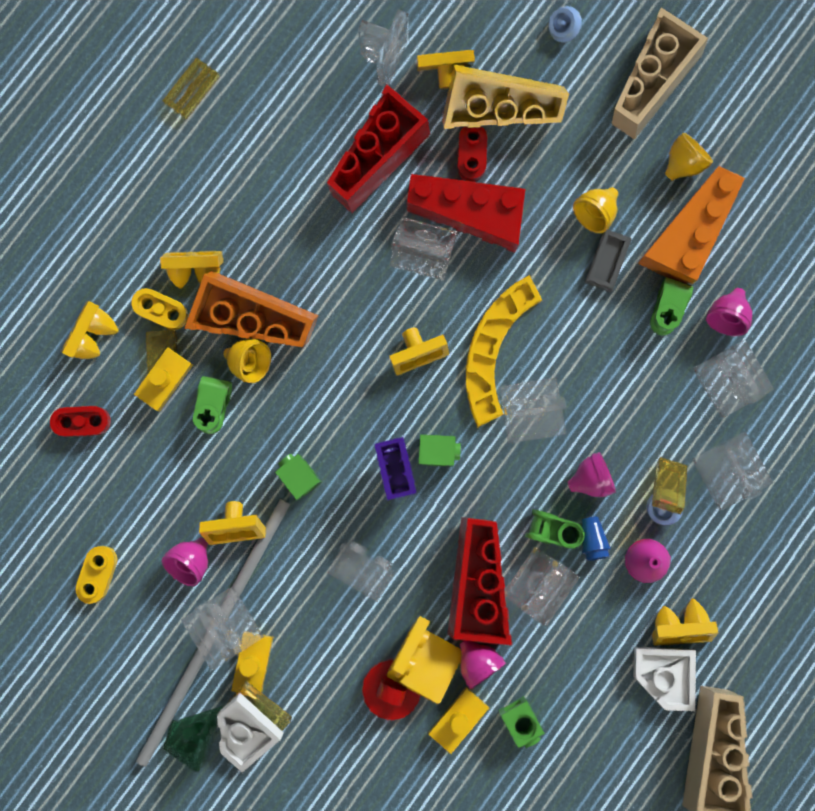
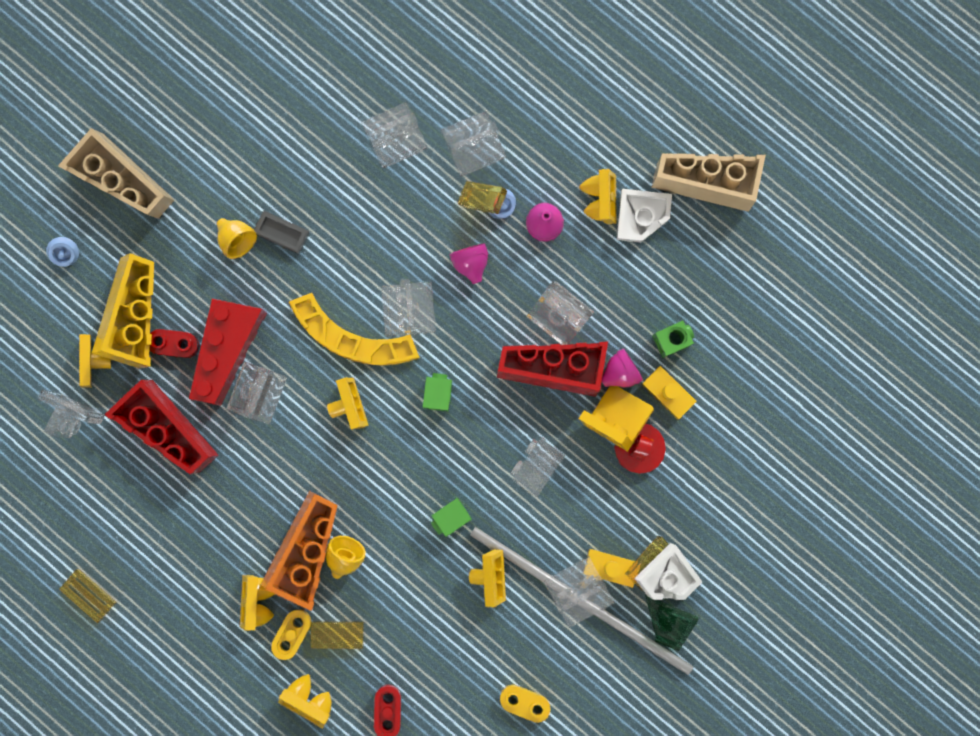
camera: 90 degrees left, 0 degrees up
(163, 379) = (355, 633): yellow tile -> none
(187, 561) = (519, 620): dark pink helmet -> none
(212, 398) = (376, 591): bright green piece -> none
(395, 468) = (451, 430): dark purple torso -> none
(552, 529) = (512, 299): bright green piece -> none
(595, 544) = (524, 265): blue cone -> none
(672, 302) = (323, 180): bright green piece -> none
(687, 158) = (196, 156): yellow helmet -> none
(692, 234) = (263, 157): orange wedge -> none
(730, 314) = (338, 131): dark pink helmet -> none

